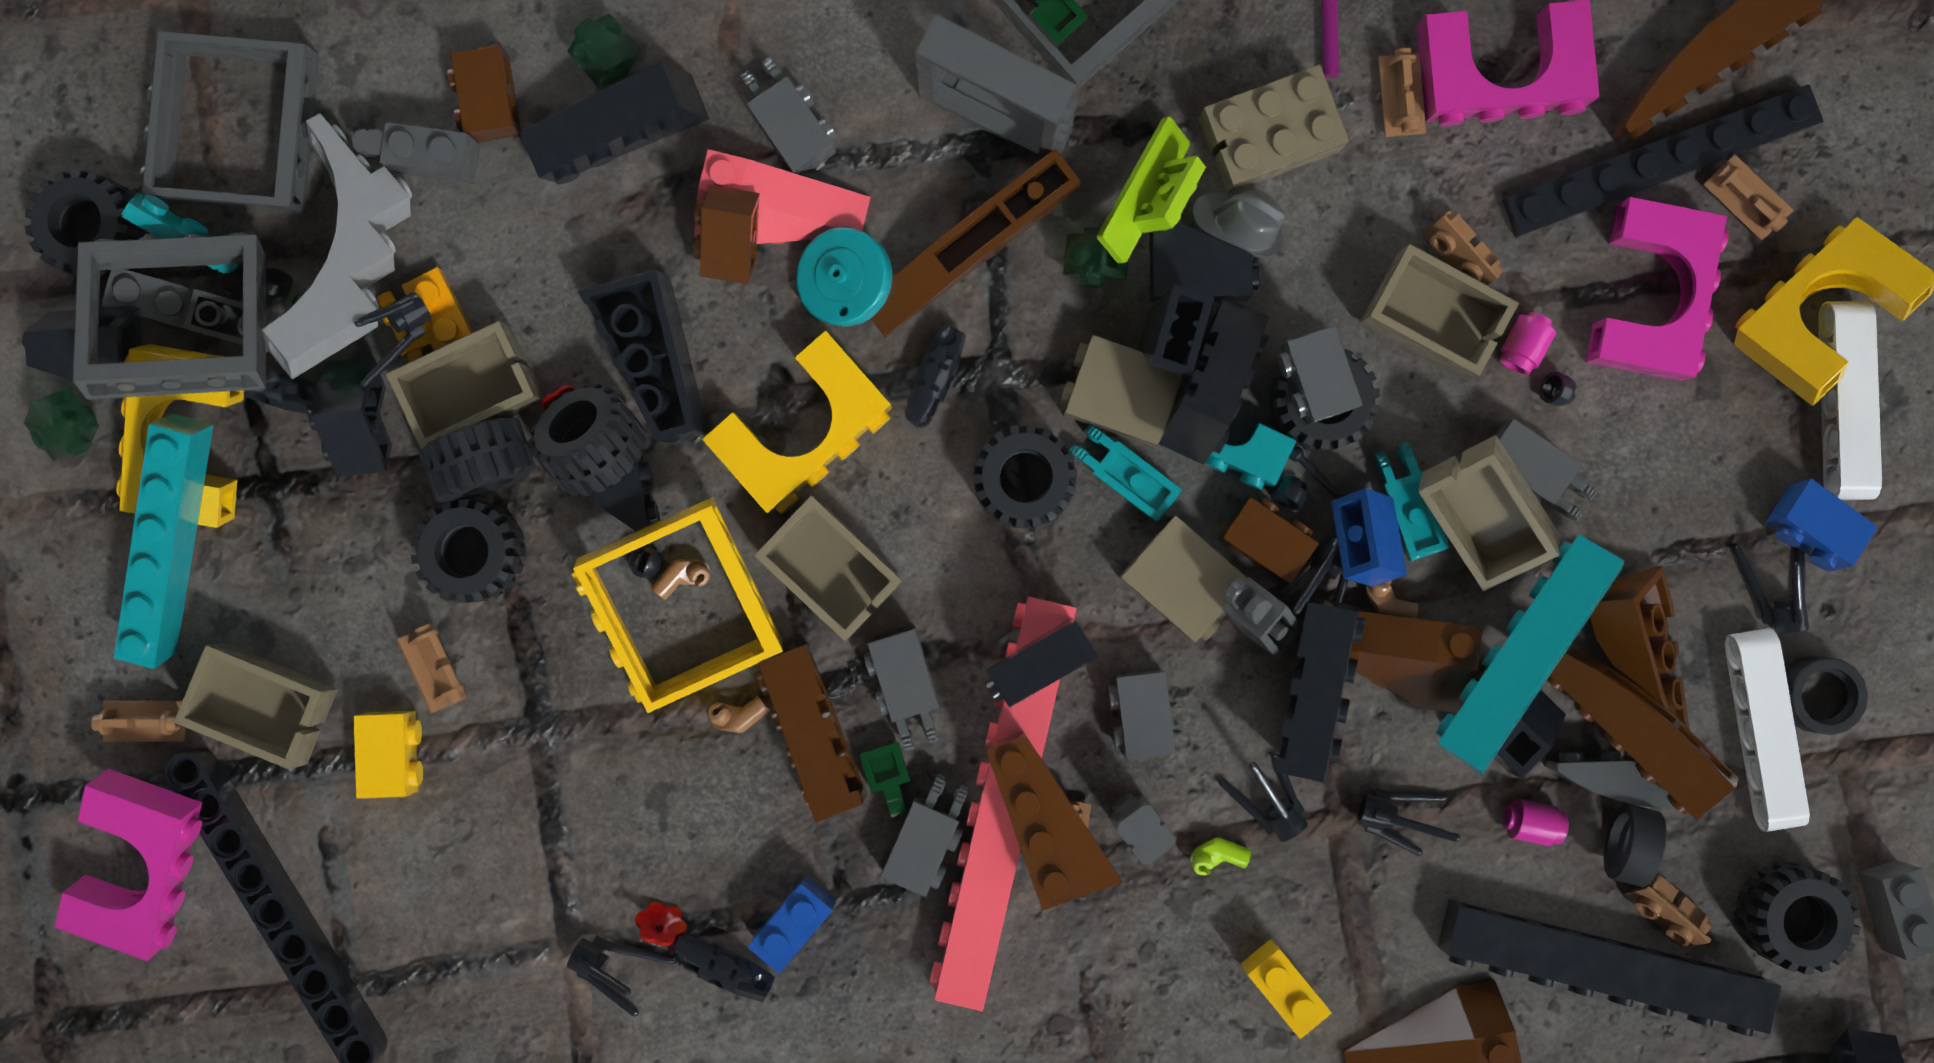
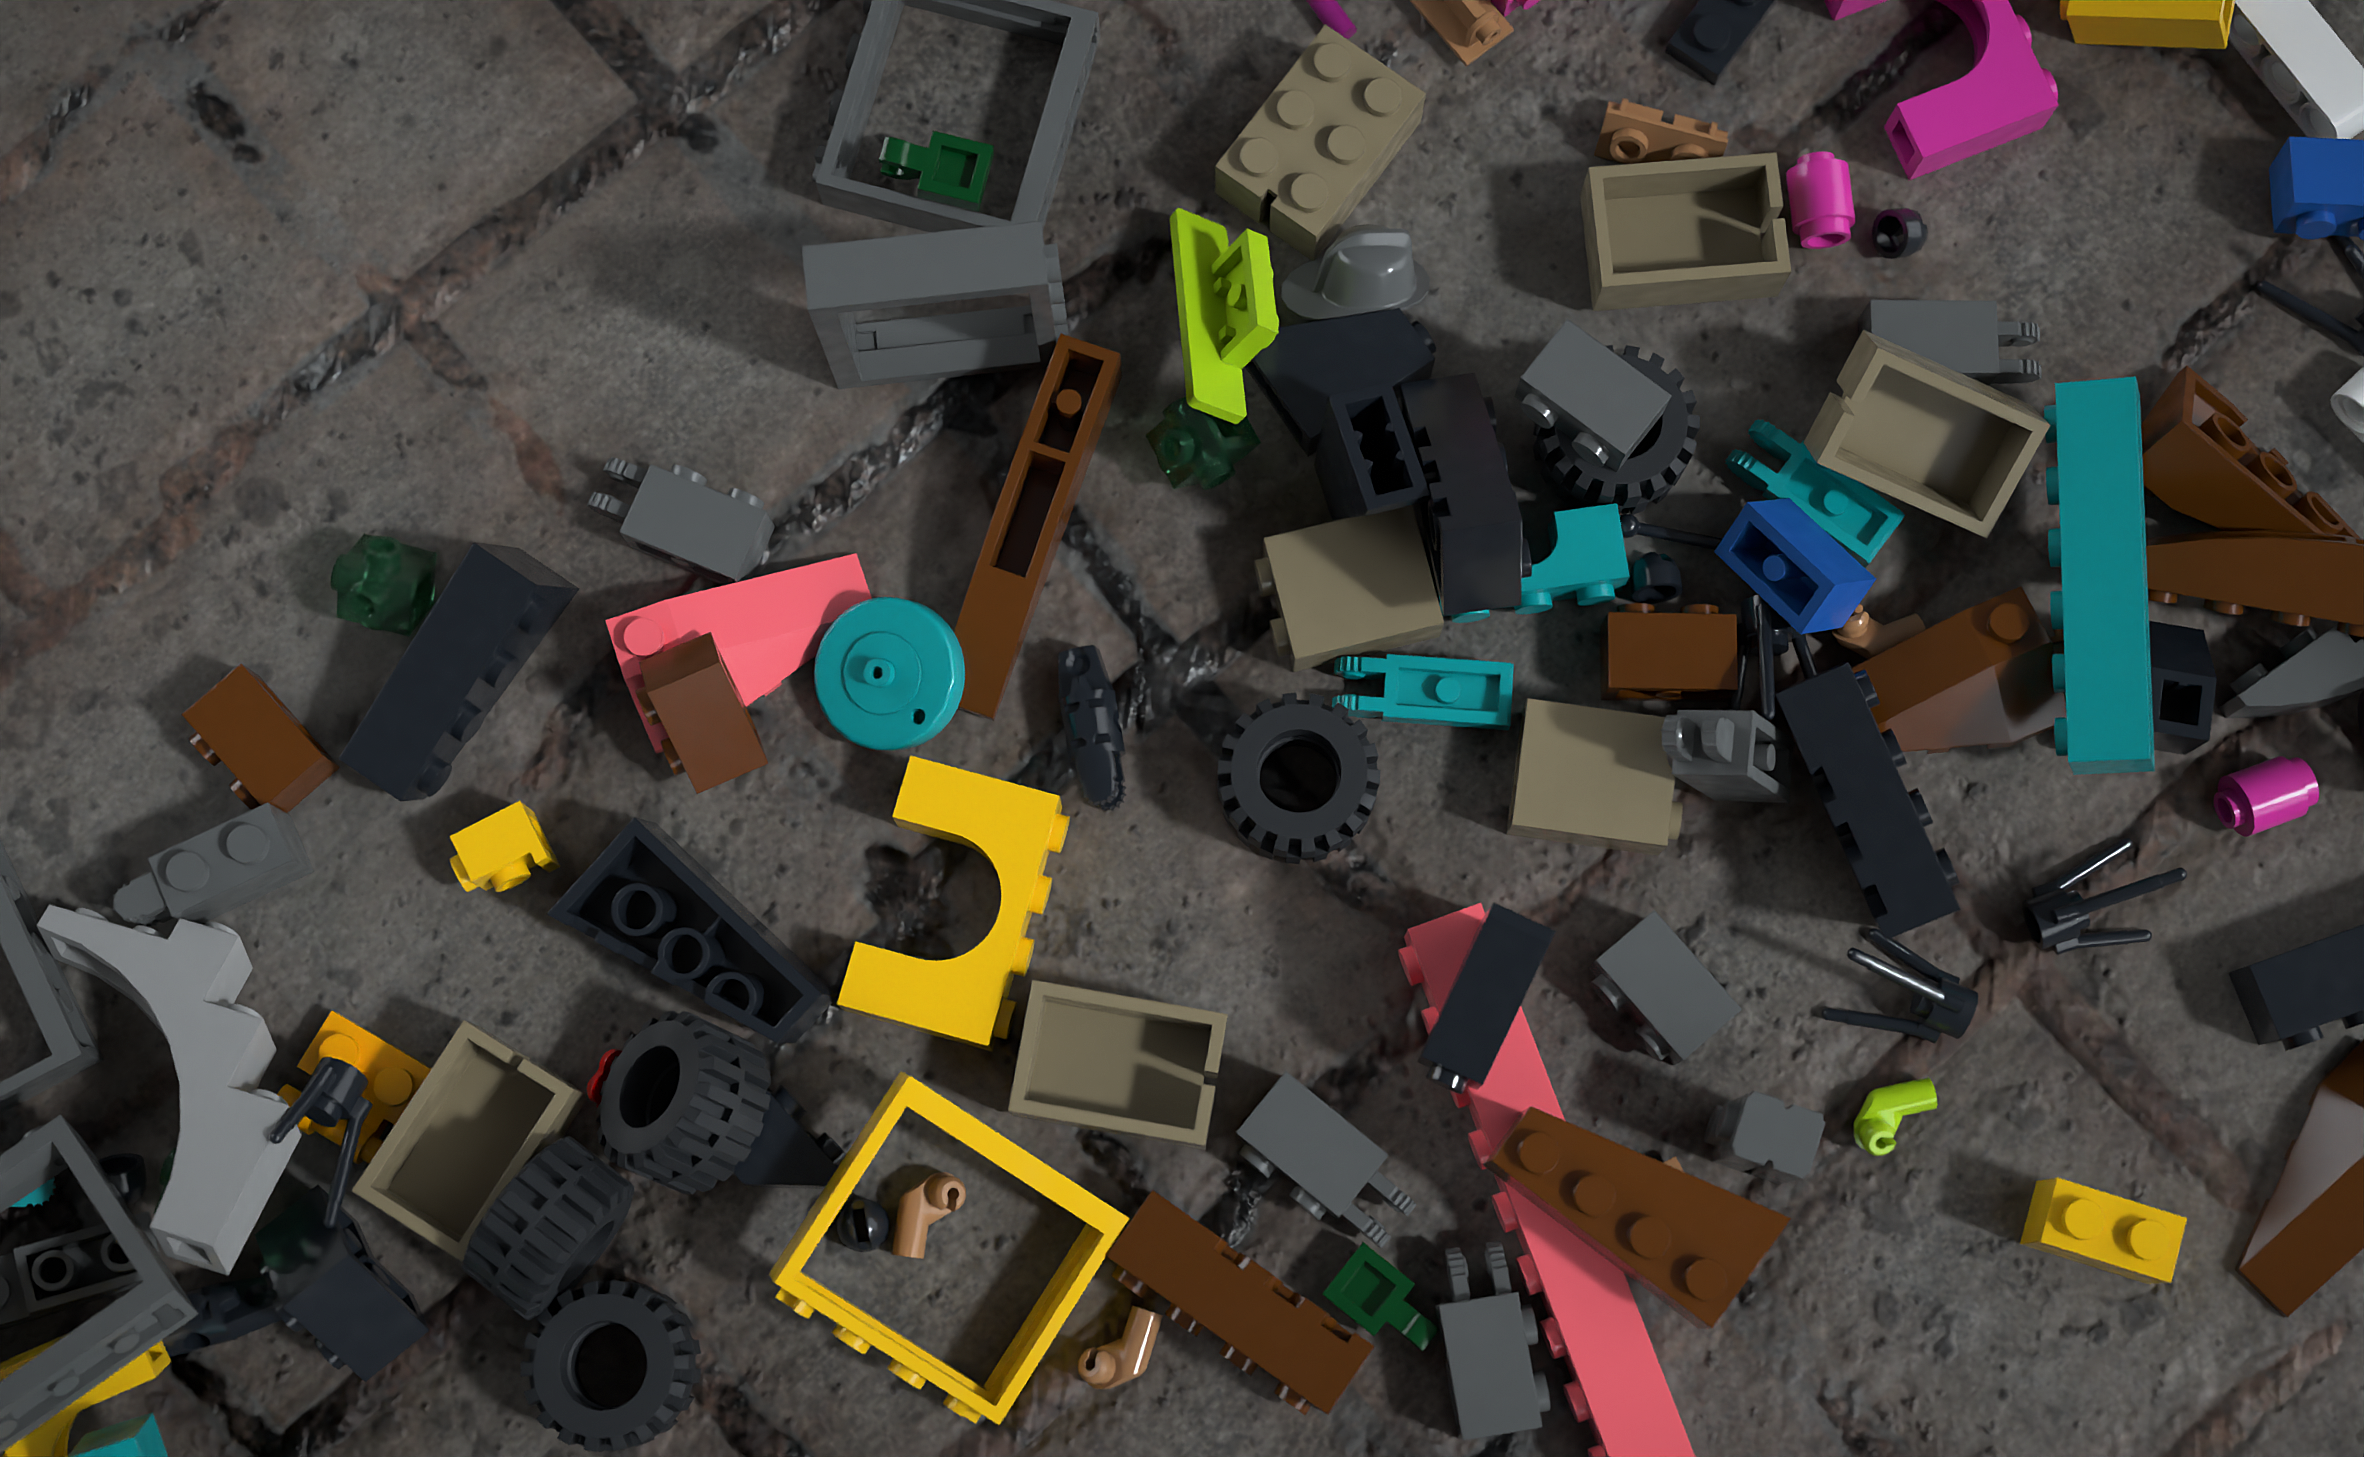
camera: 30 degrees left, 10 degrees down
(578, 238) = (501, 850): none -> yellow brick

